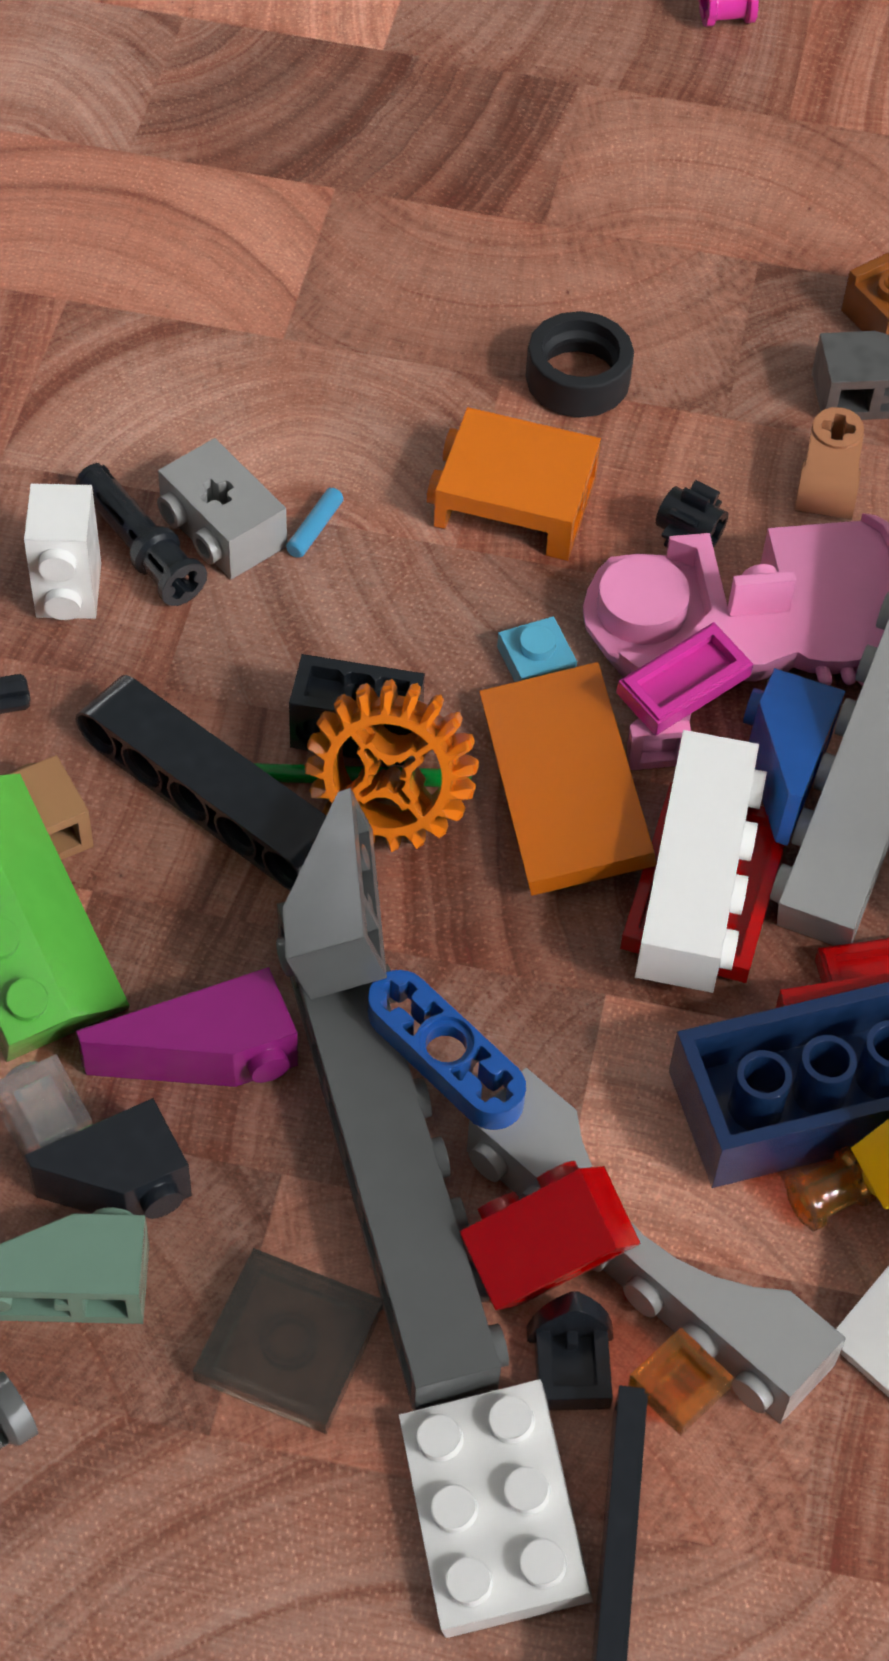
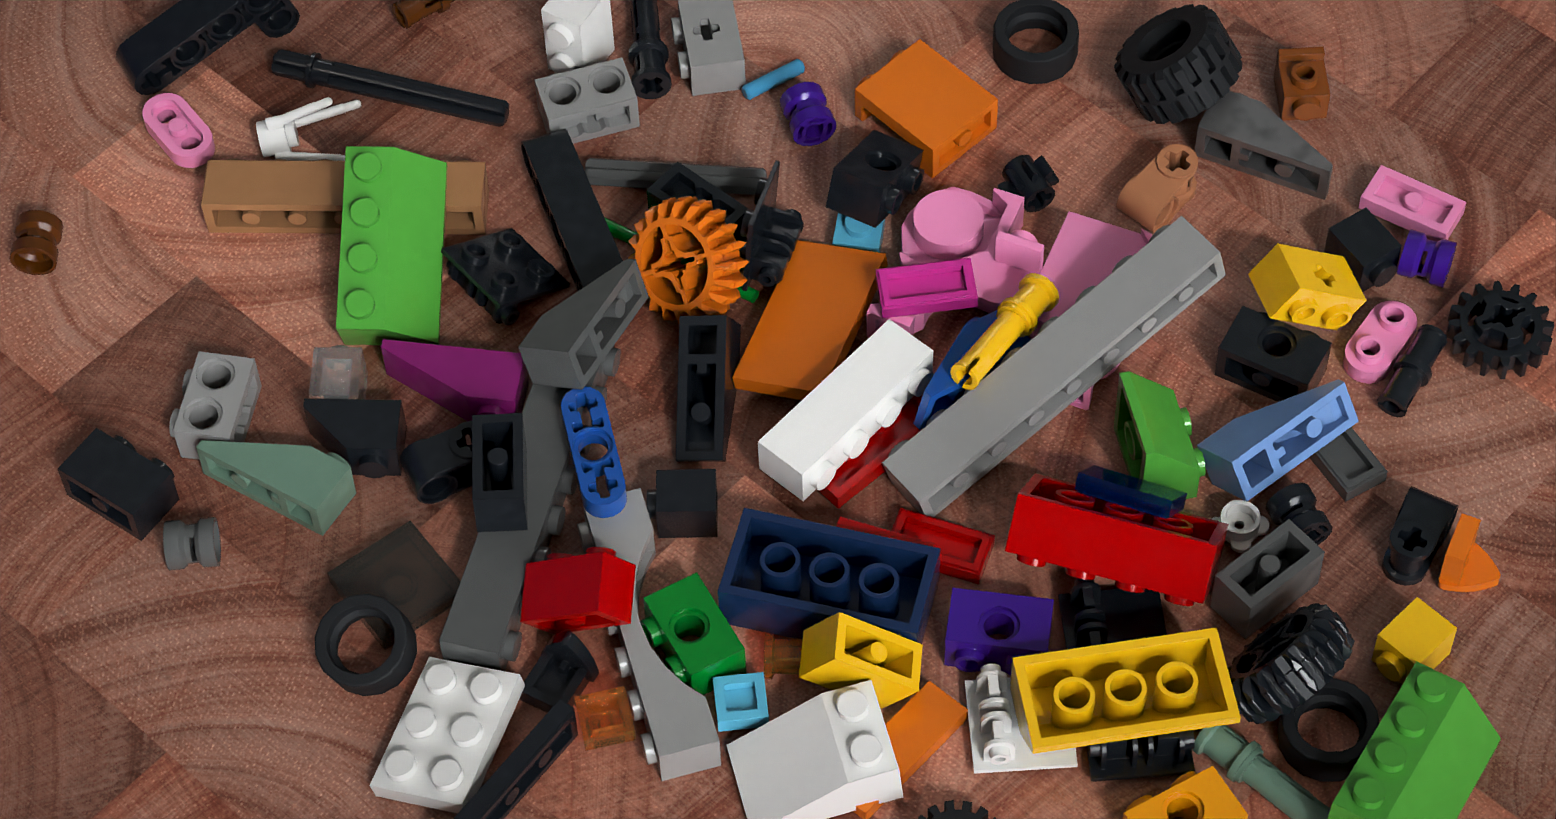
camera: 35 degrees right, 0 degrees up
(122, 631) = (588, 101): none -> light grey brick
(157, 876) = (502, 273): none -> black hinge
(249, 1155) = (439, 464): none -> black piece
(270, 1407) = (339, 619): none -> black tyre
(277, 679) = (645, 173): none -> dark grey axle
(366, 1130) = (499, 472): none -> black brick
(390, 543) = (808, 115): none -> dark purple wheel
(459, 686) = (769, 234): none -> black hinge
(505, 911) = (705, 386): none -> black slope
(530, 582) = (875, 178): none -> black brick
(581, 1056) = (684, 503): none -> black brick
(688, 1187) = (690, 610): none -> green brick
(767, 323) = (1178, 64): none -> black tyre
(814, 1270) = (740, 701): none -> medium azure plate
(819, 668) = (1015, 318): none -> yellow pin

